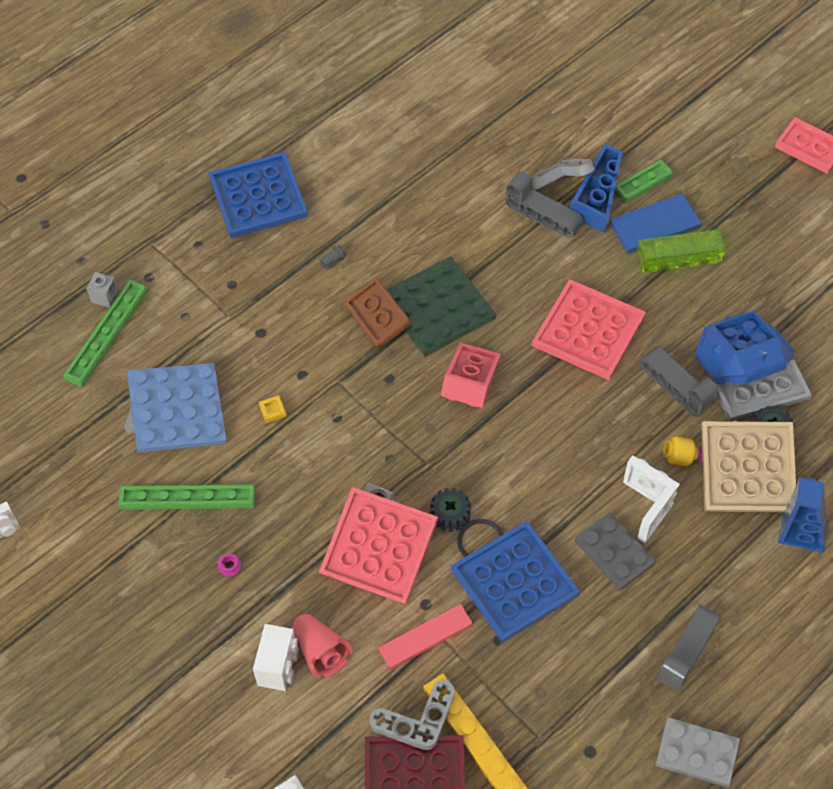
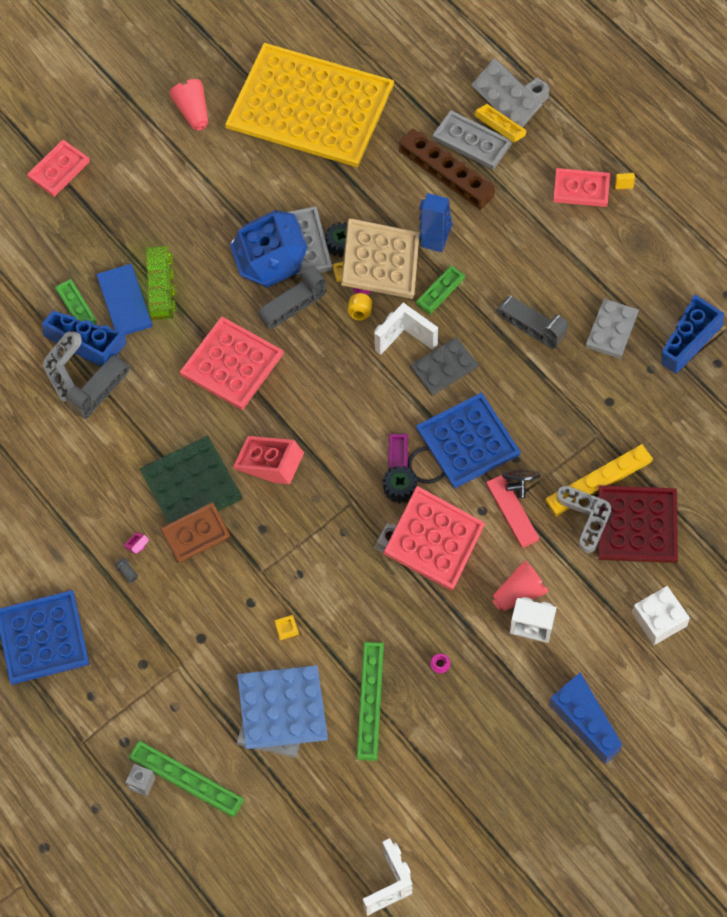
camera: 85 degrees left, 5 degrees up
(155, 725) = (585, 717): none -> blue wedge
(362, 261) = (136, 543): none -> dark pink plate
(465, 638) = (521, 476): none -> black shield
(494, 507) = (398, 451): none -> magenta tile
(722, 542) = (440, 290): none -> bright green tile

